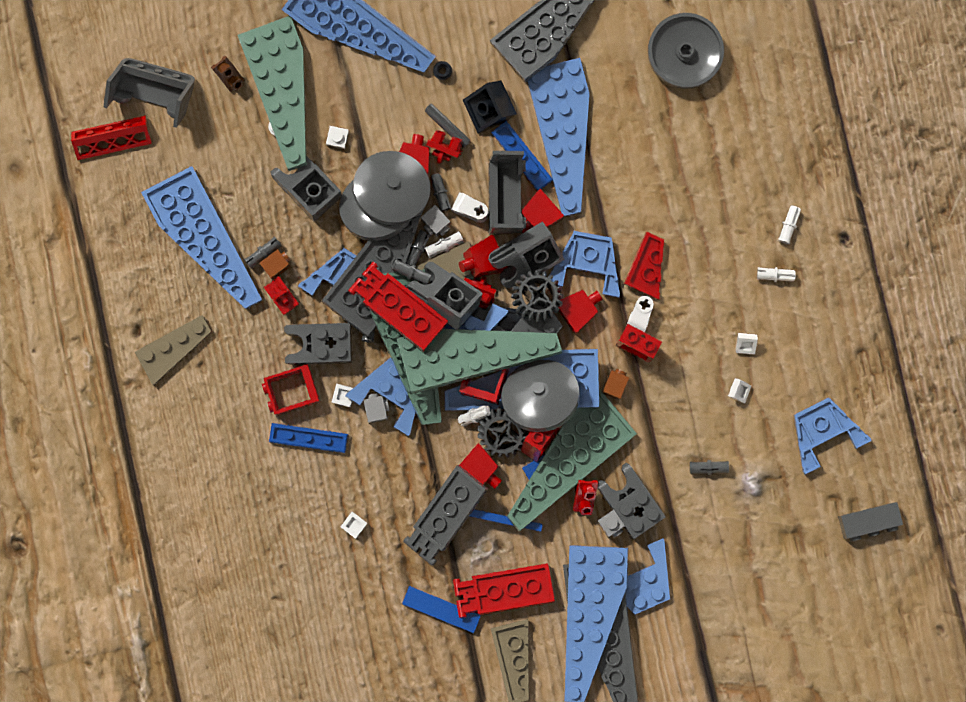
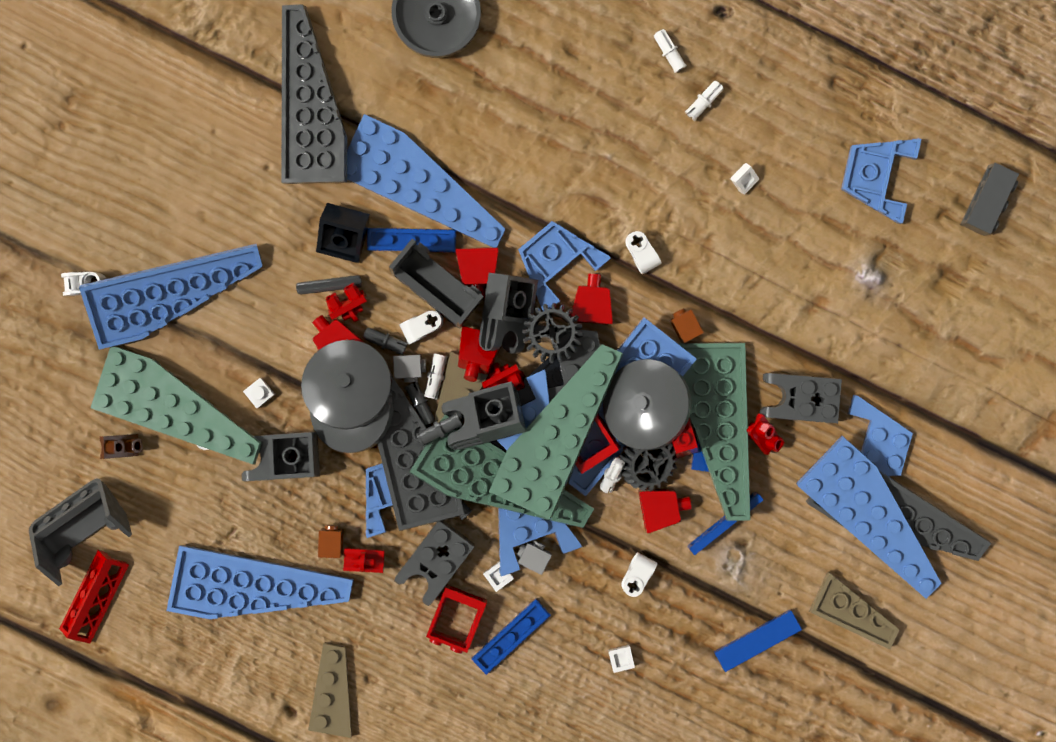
camera: 45 degrees left, 5 degrees up
(262, 252) = (310, 544): dark grey pin -> none
(398, 307) = (462, 468): red hinge -> none
(424, 489) = (640, 571): none -> white piece
(442, 64) = (268, 245): black plate -> none
(446, 514) = (680, 571): dark grey hinge -> none
(504, 590) = (787, 573): red hinge -> none
(611, 524) = (806, 432): light grey brick -> none
(641, 347) = (668, 275): red window -> none
(646, 266) = (602, 210): red wing -> none
(709, 467) = (826, 303): dark grey pin -> none
(739, 390) = (781, 219): white plate -> none

